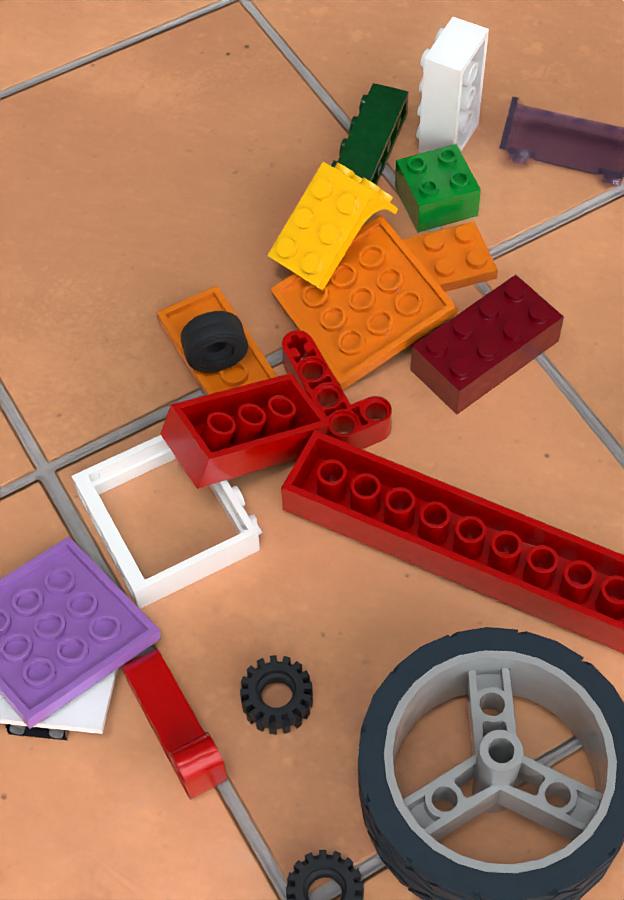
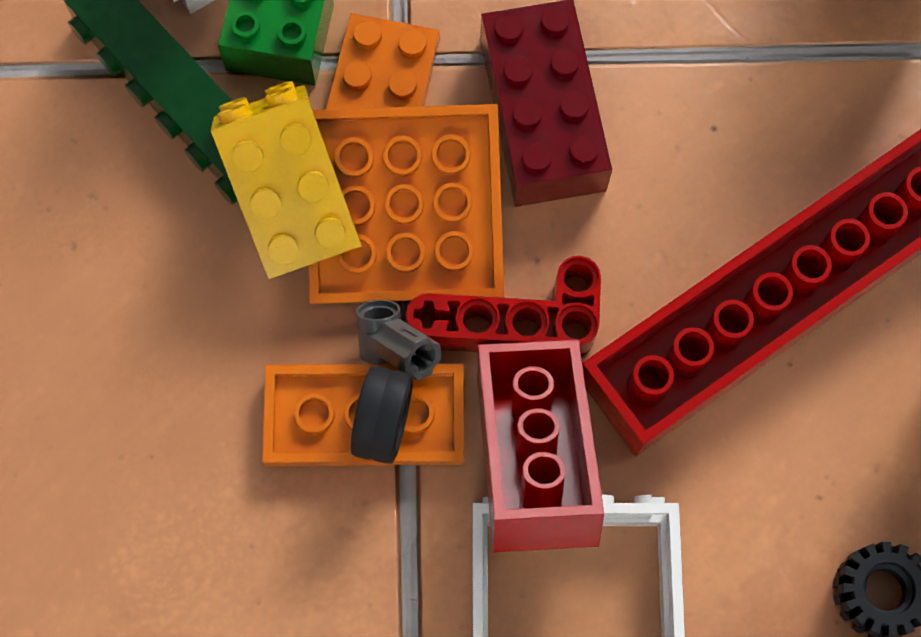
camera: 65 degrees left, 15 degrees up
(269, 333) = (390, 340): none -> dark grey piece

